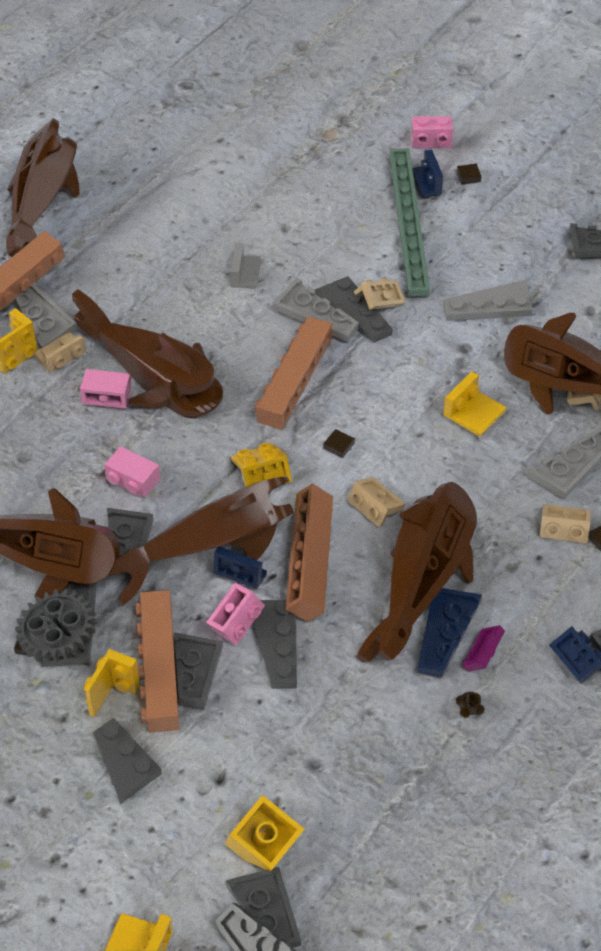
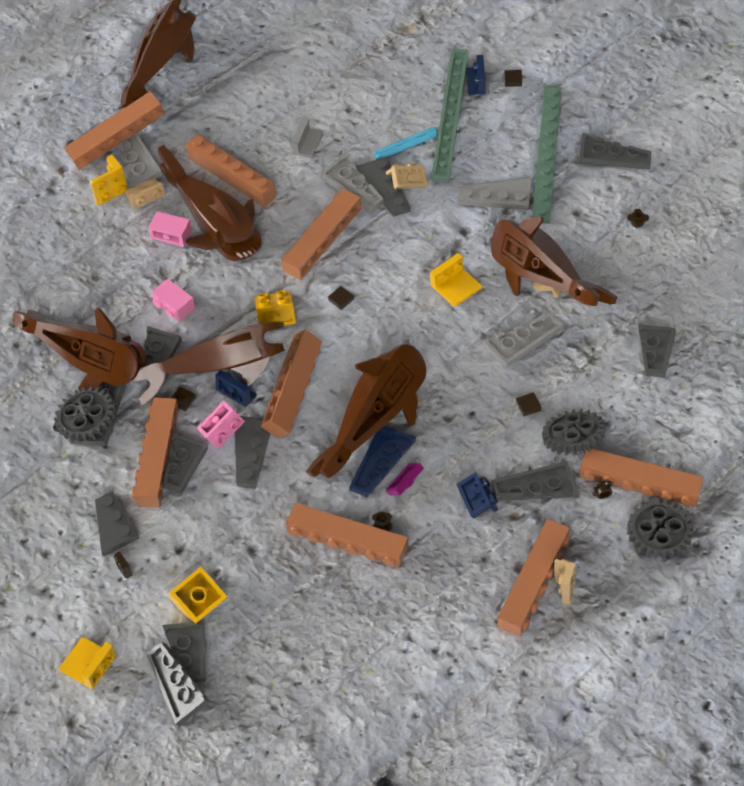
camera: 15 degrees right, 5 degrees up
(111, 670) = (114, 456): yellow bracket -> none
(152, 810) = (122, 565): none -> dark brown tile
(163, 312) = (231, 170): none -> nougat brick
(177, 587) = (184, 398): none -> dark brown tile
(365, 258) = (406, 143): none -> medium azure axle
(374, 500) = (355, 347): tan bracket -> none
(432, 132) = (491, 37): bright pink brick -> none
(432, 727) = (347, 535): none -> nougat brick
(534, 250) = (547, 153): none -> sand green plate
(565, 523) = (499, 388): tan bracket -> none

